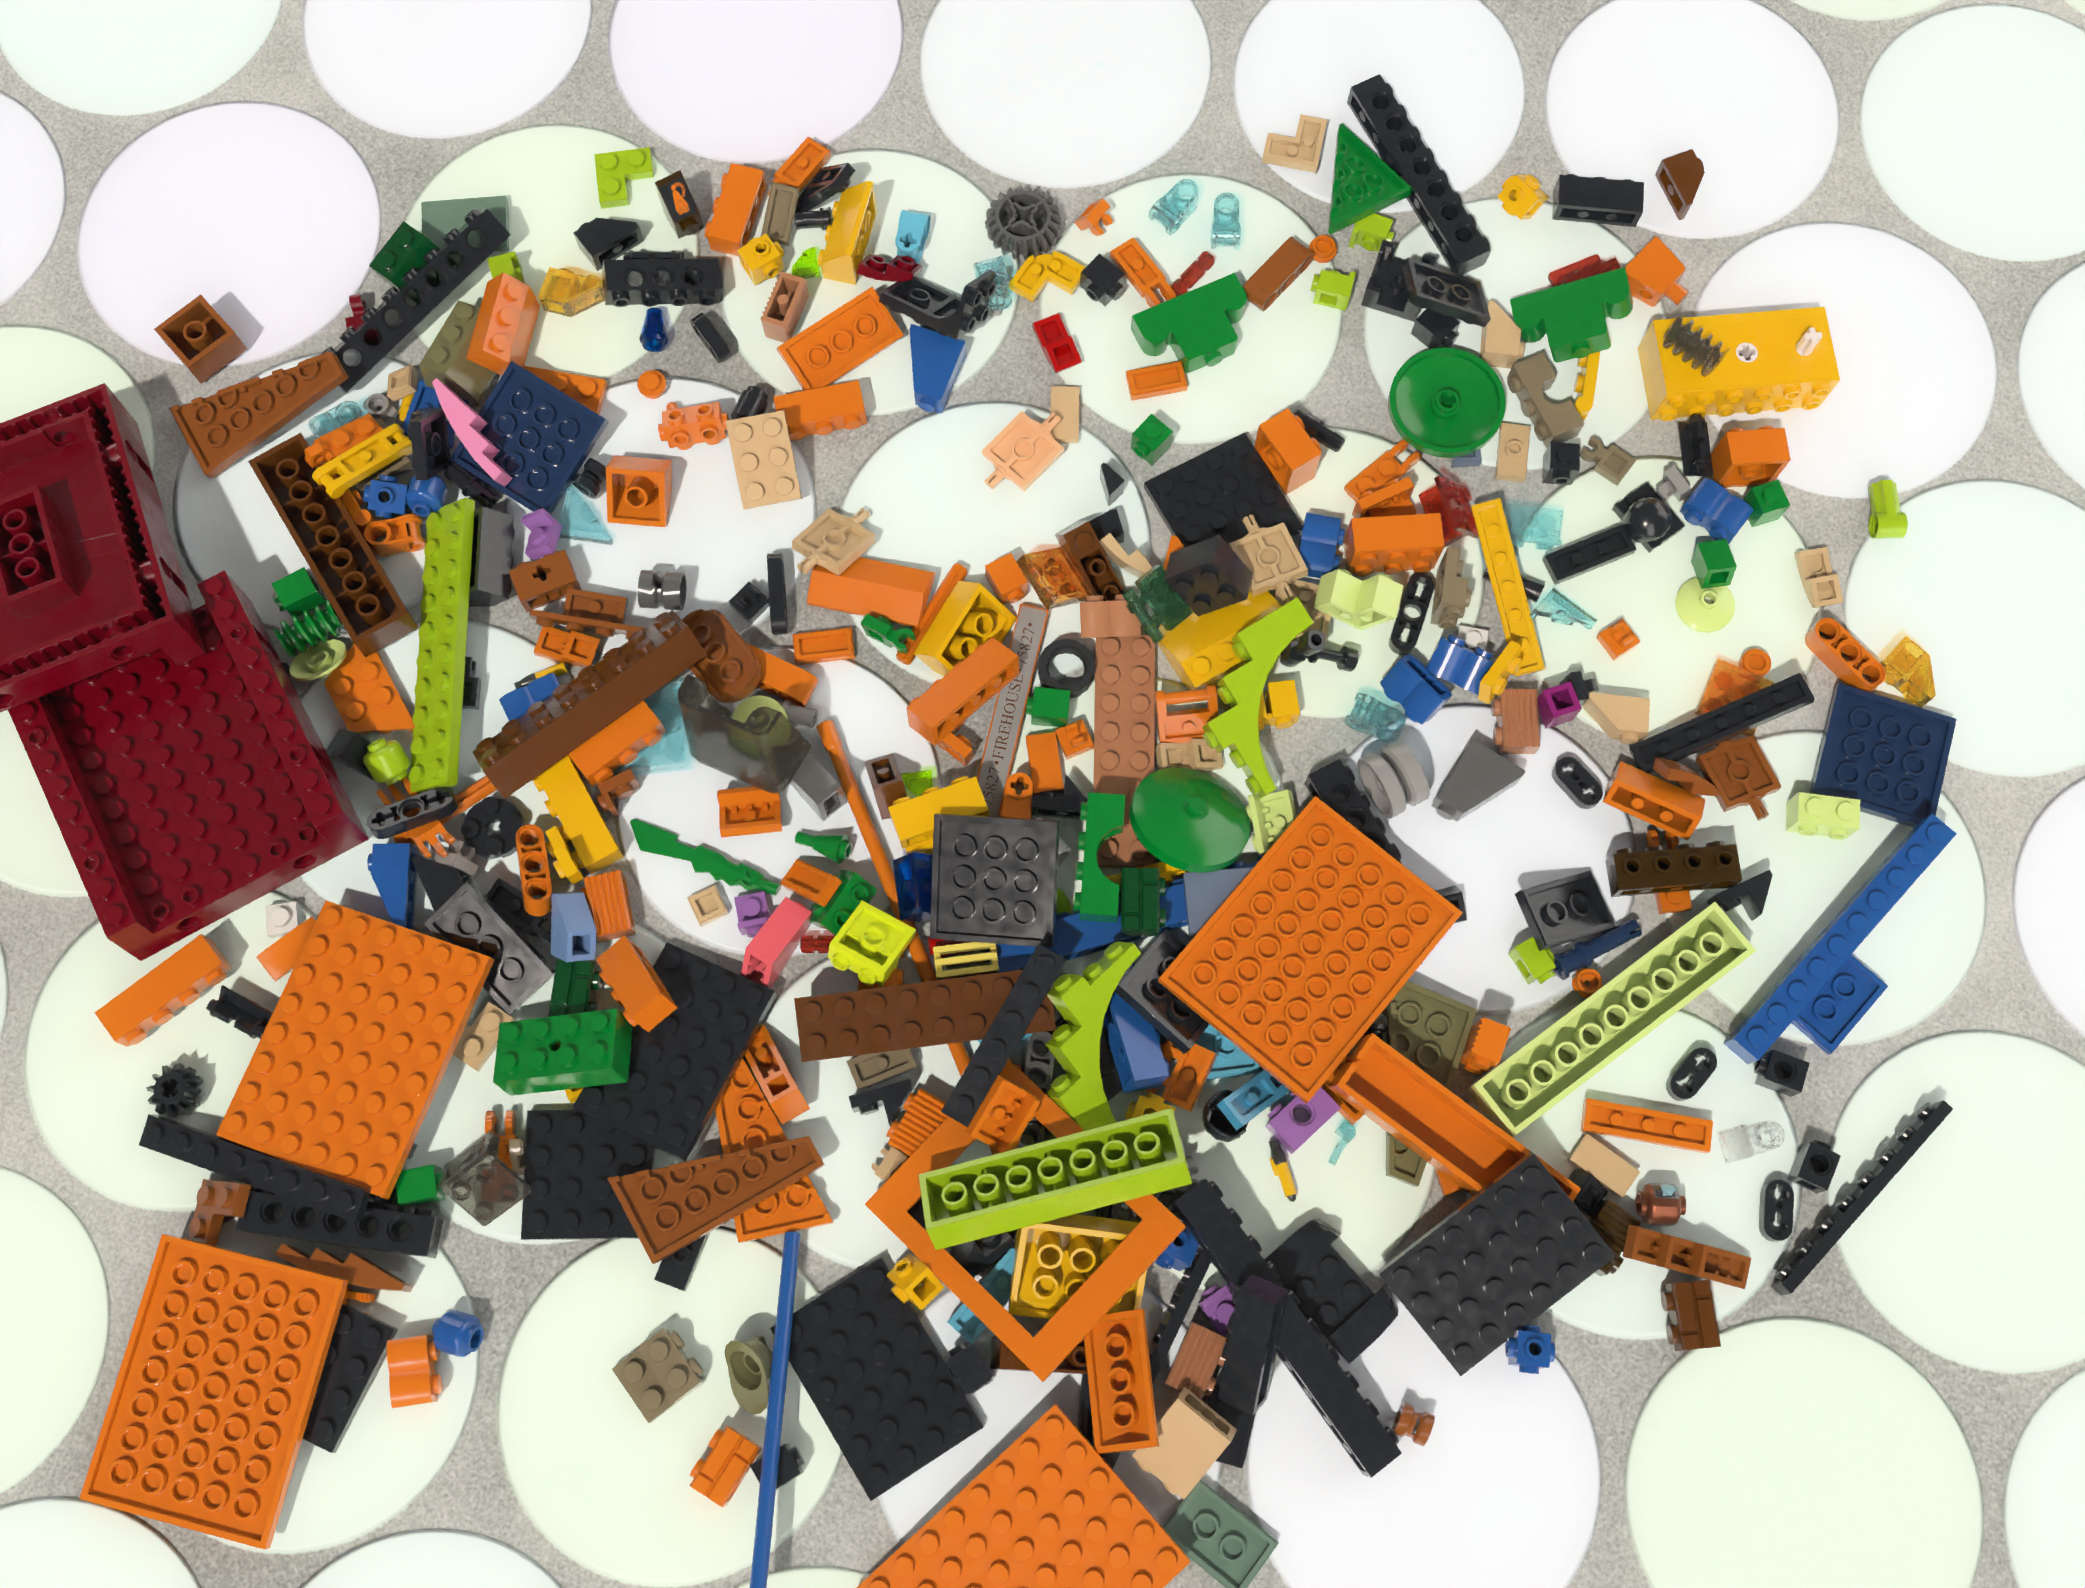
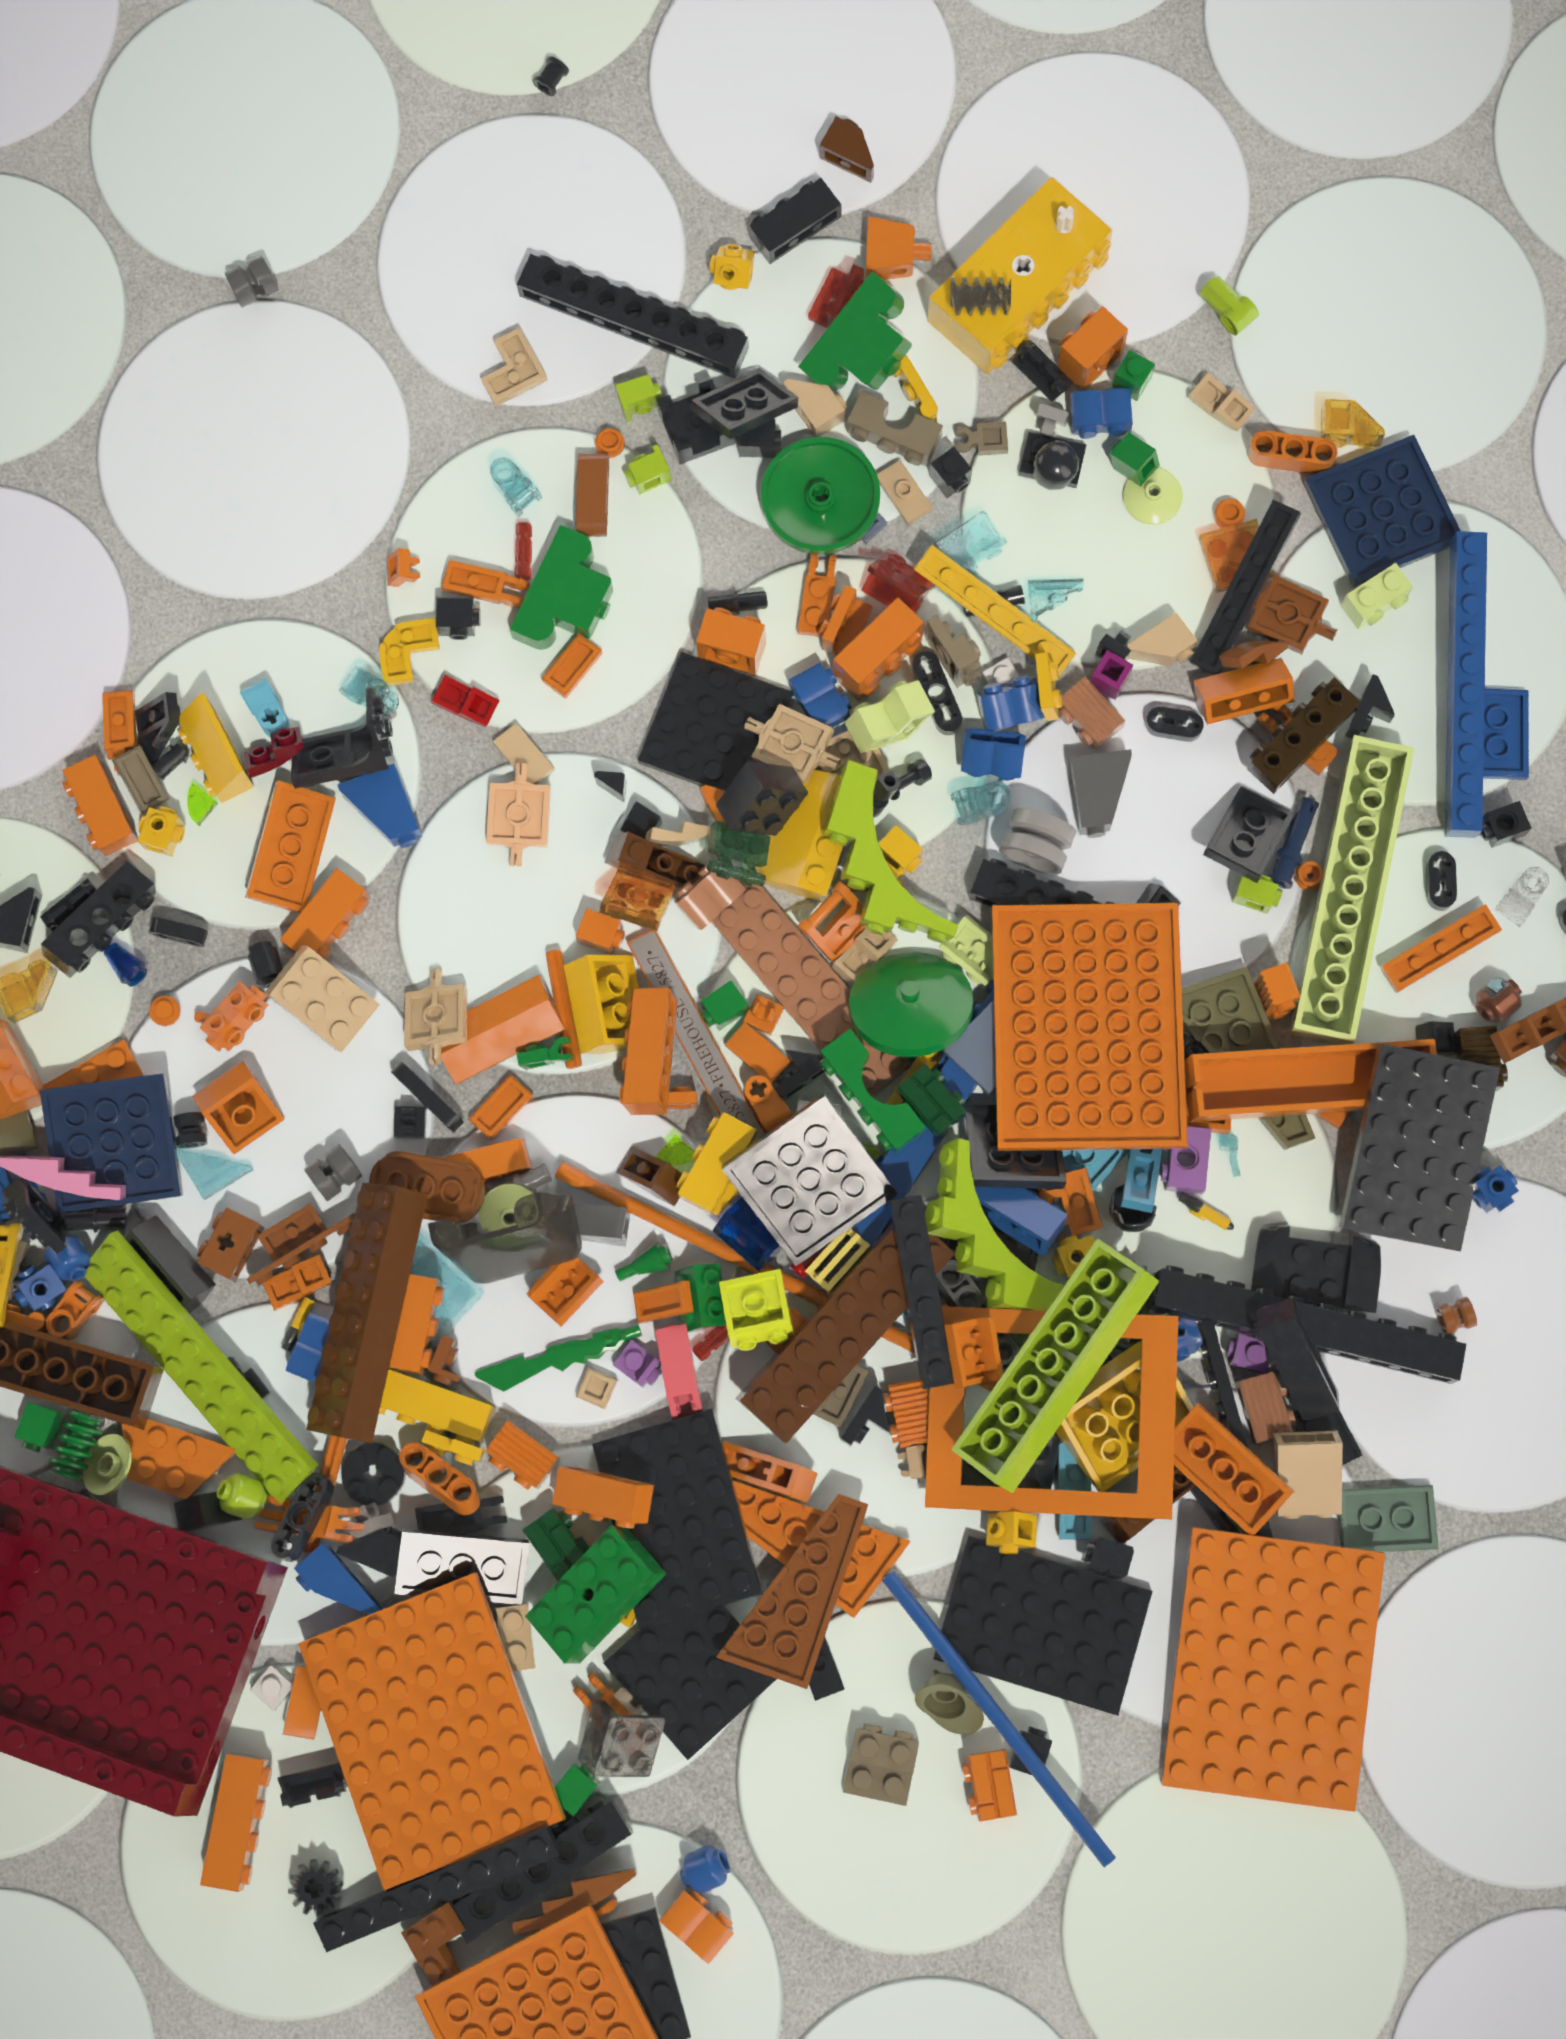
camera: 35 degrees left, 5 degrees up
(543, 535) = (194, 1209): medium lavender bracket -> none
(572, 927) = (513, 1496): medium blue slope -> none
(679, 205) = (52, 842): slope -> none
(784, 307) = (219, 856): nougat brick -> none
(1021, 233) = (324, 614): dark grey gear -> none
(1070, 647) = (695, 945): black tyre -> none
(1151, 439) = (613, 720): green brick -> none
(1172, 209) = (460, 509): clear light blue piece -> none
(1360, 182) = (595, 361): green tile -> none
(1589, 554) = (1033, 530): black plate -> none
(1603, 1165) = (1434, 1005): tan tile -> none
(1618, 639) = (1111, 581): orange tile -> none

